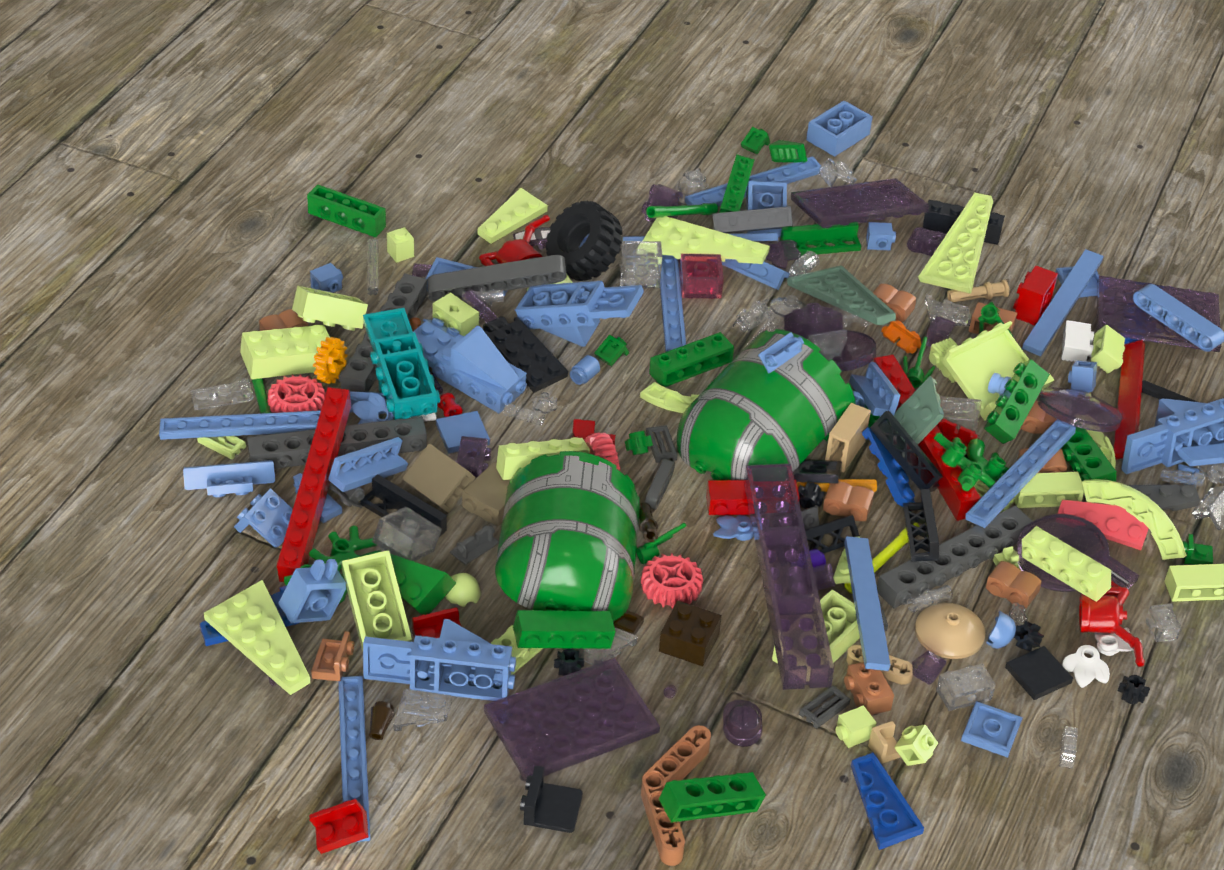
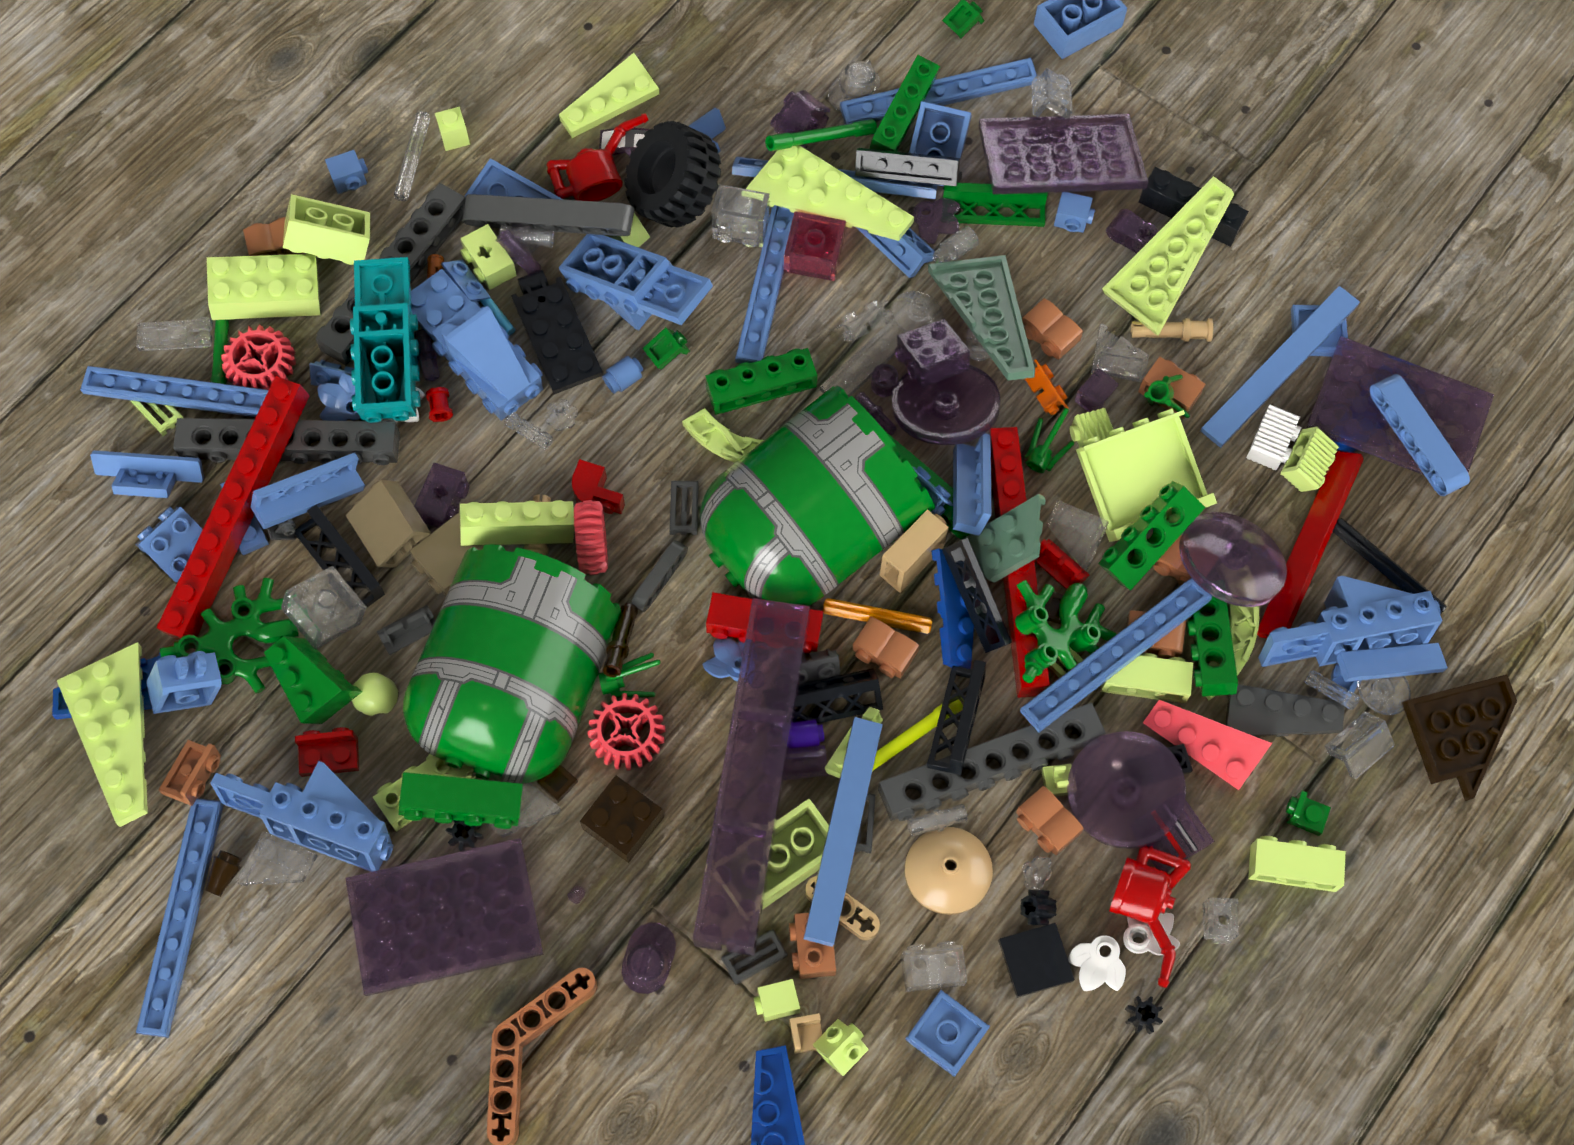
camera: 15 degrees right, 25 degrees up
(330, 360) = (305, 315): light orange gear -> none
(339, 825) = (131, 1023): red bracket -> none
(346, 210) = (399, 62): green brick -> none
(375, 597) = (251, 715): yellowish green brick -> none
(421, 270) = (467, 173): tile -> none
(455, 426) = (446, 443): medium blue tile -> none
(550, 804) = (381, 1037): black bracket -> none
(638, 443) = (651, 507): green gear -> none
(711, 796) = (519, 1091): green brick -> none
(781, 351) = (837, 444): medium blue hinge -> none
(786, 151) = (996, 48): green slope -> none
(810, 495) = (839, 632): black gear -> none
(818, 471) = (861, 597): black tile -> none
(830, 343) = (936, 398): clear wing -> none
(928, 667) = (895, 930): clear purple slope -> none
(997, 384) = (1138, 499): light blue wheel -> none
(1002, 632) = (1006, 895): medium blue hair -> none
(1035, 294) = (1242, 355): red brick -> none
(1066, 563) = (1116, 822): yellowish green brick -> none
(1068, 747) = (1030, 1085): clear beam -> none
(1083, 376) = (1259, 502): medium blue brick -> none
(1140, 507) = (1249, 744): yellowish green tile -> none

